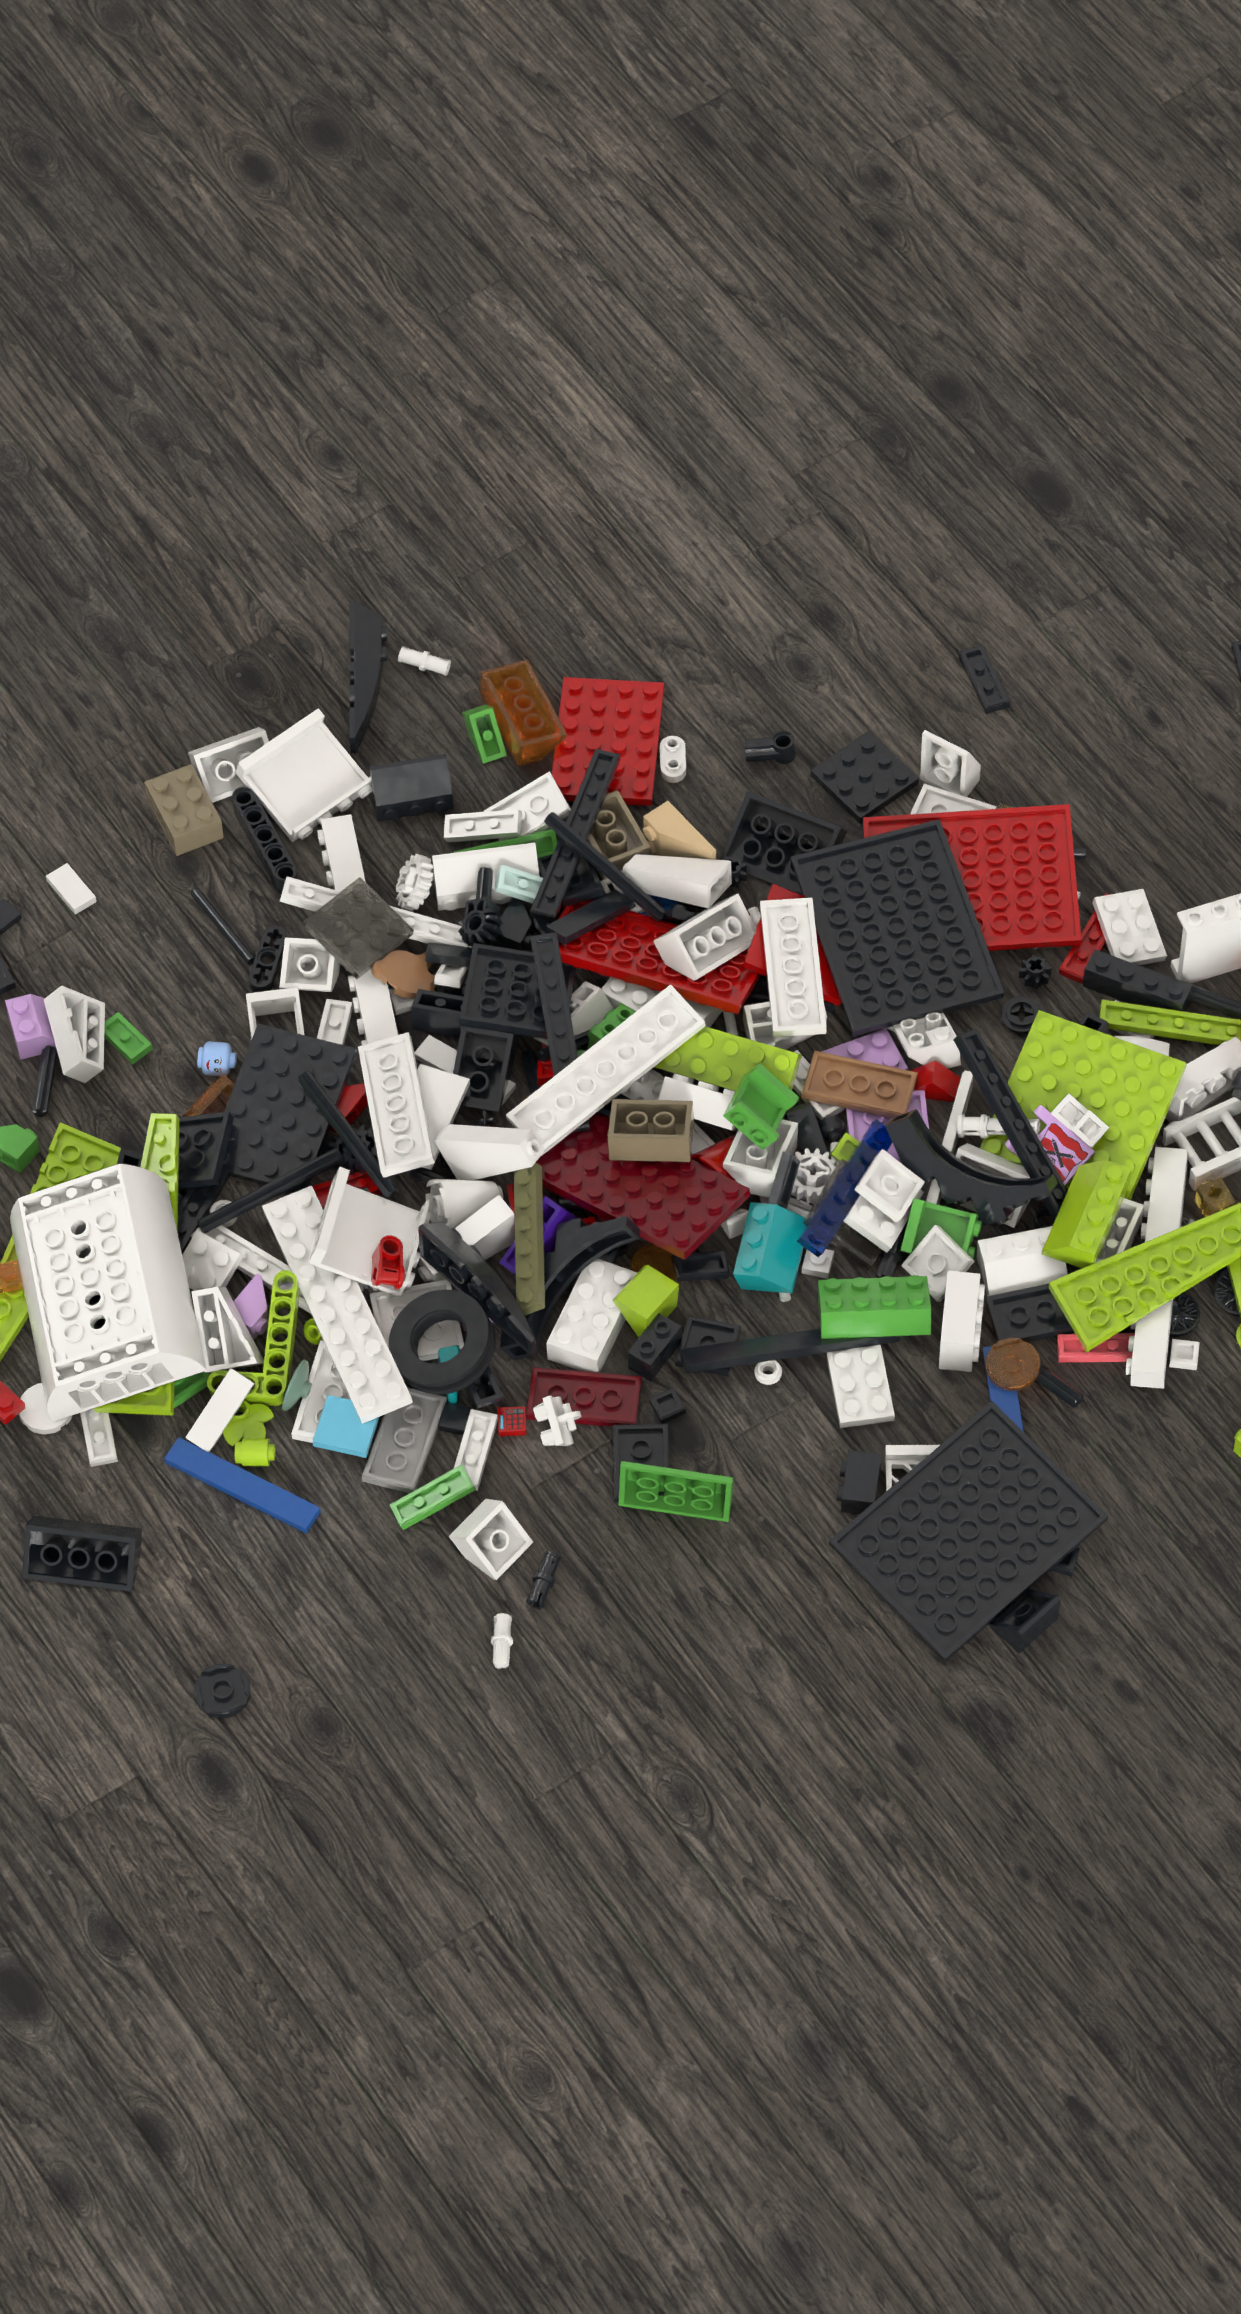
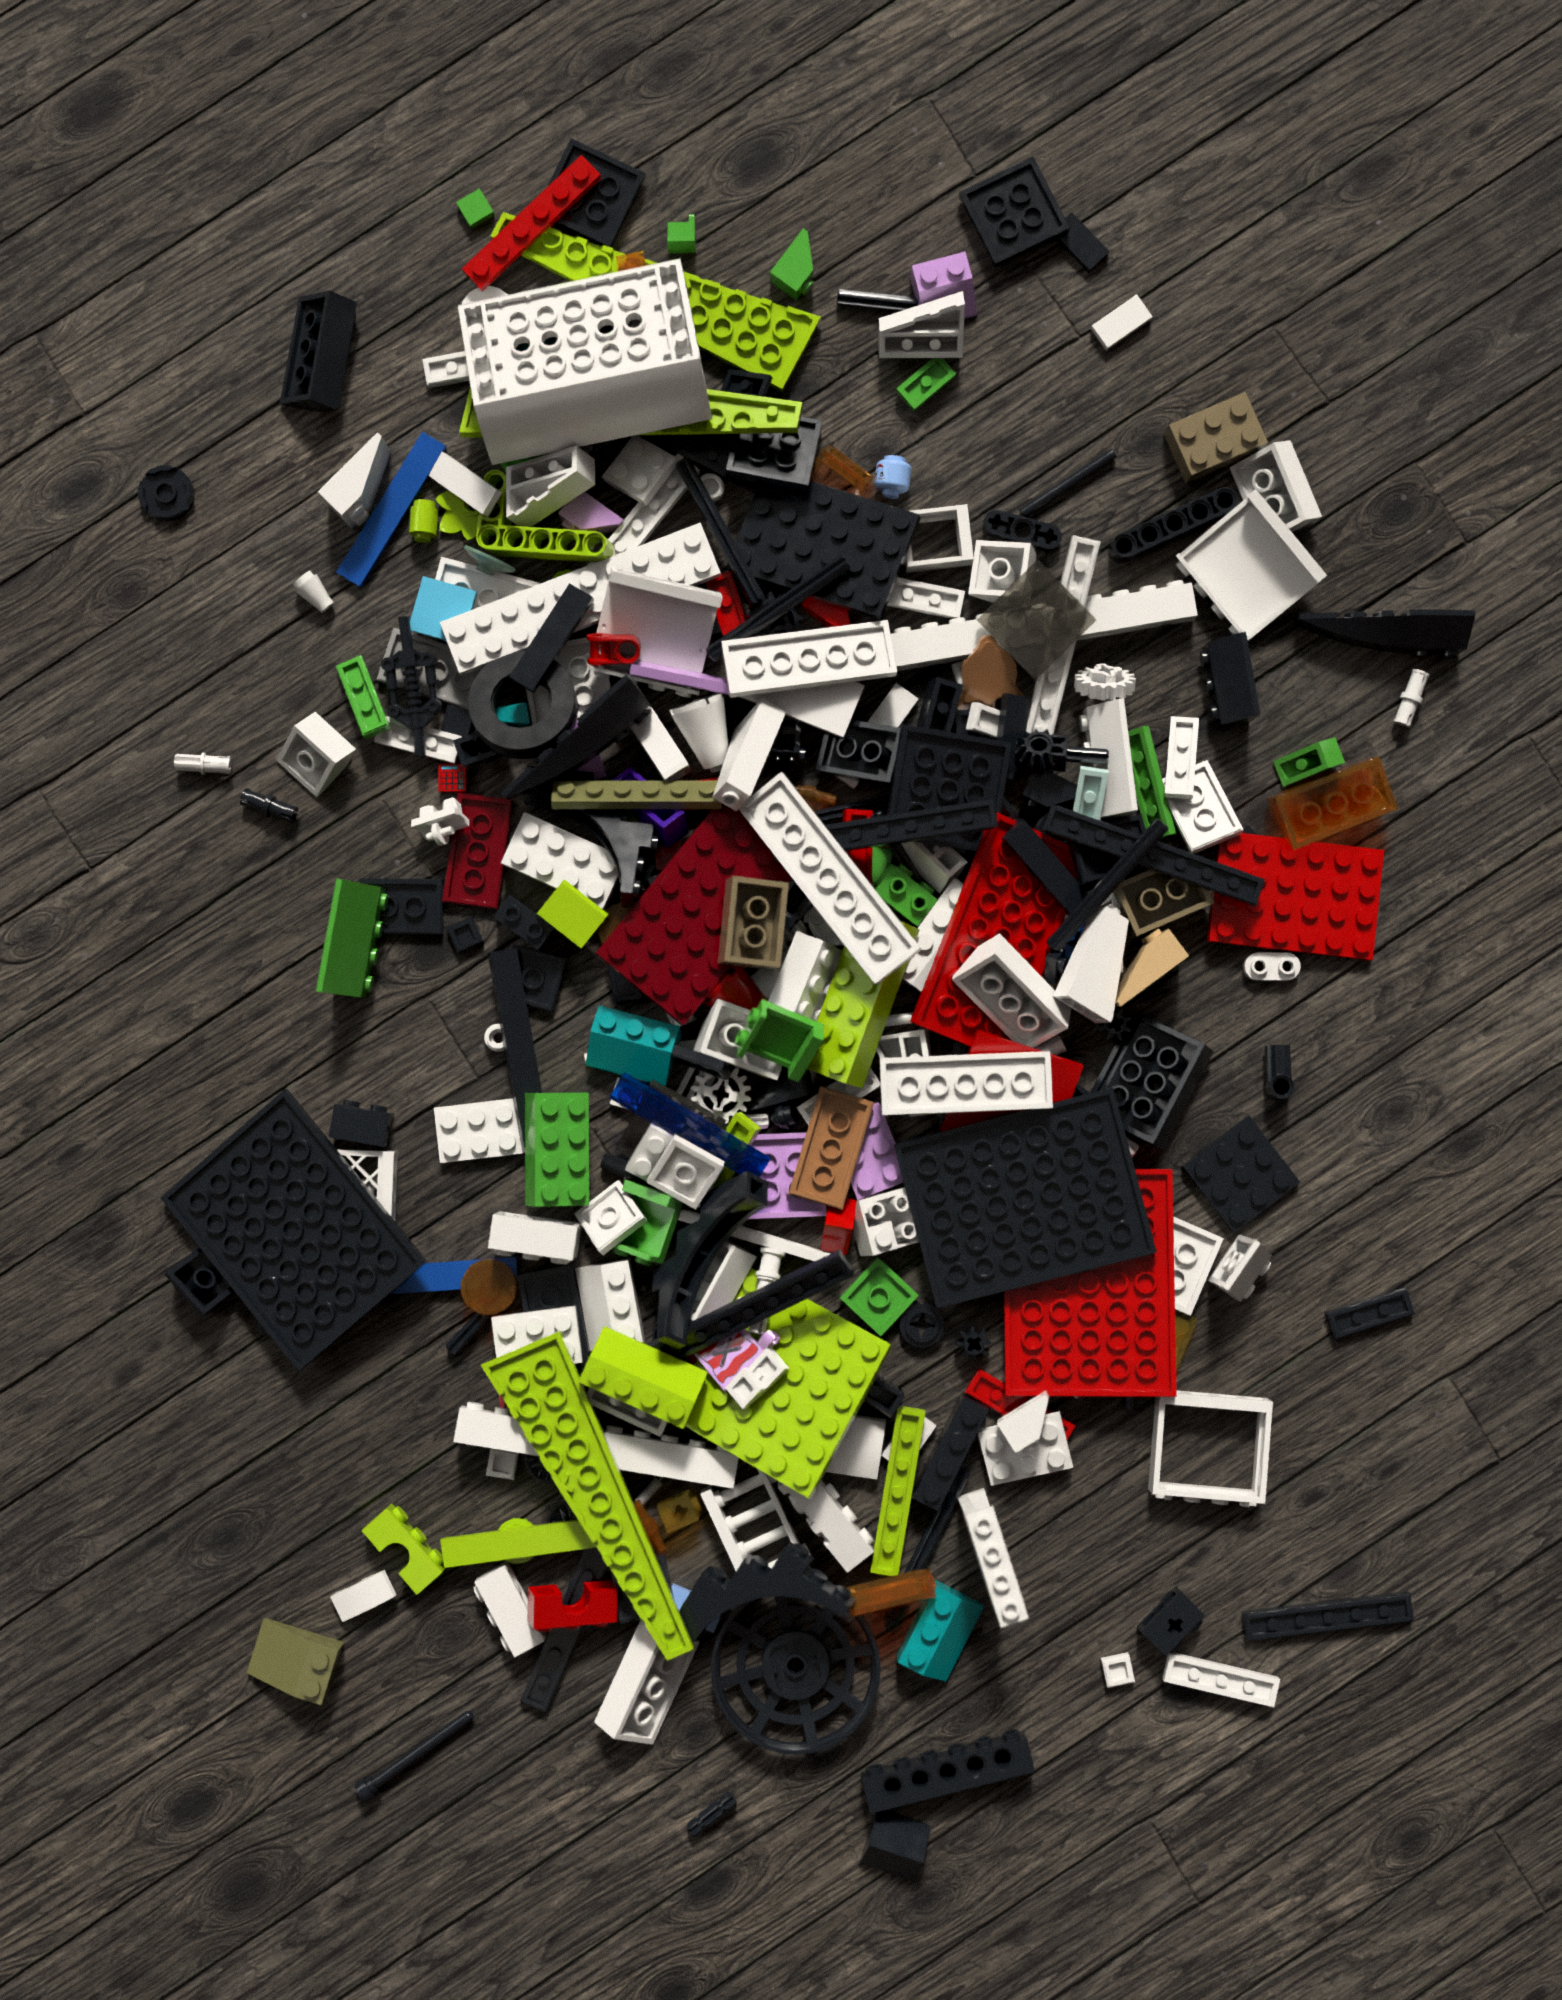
camera: 90 degrees right, 30 degrees up
(219, 1501) = (357, 482): none -> white slope
(323, 1549) = (313, 591): none -> white cone
(378, 1313) = (551, 638): none -> black tile
(414, 1210) = (679, 676): none -> lavender tile
(453, 1445) = (408, 659): none -> black bar
(1003, 1043) = (879, 1296): none -> bright green plate
(1051, 1328) = (522, 1328): none -> white plate
(1103, 916) = (1025, 1423): none -> white slope
(1117, 752) = (1218, 1495): none -> white window

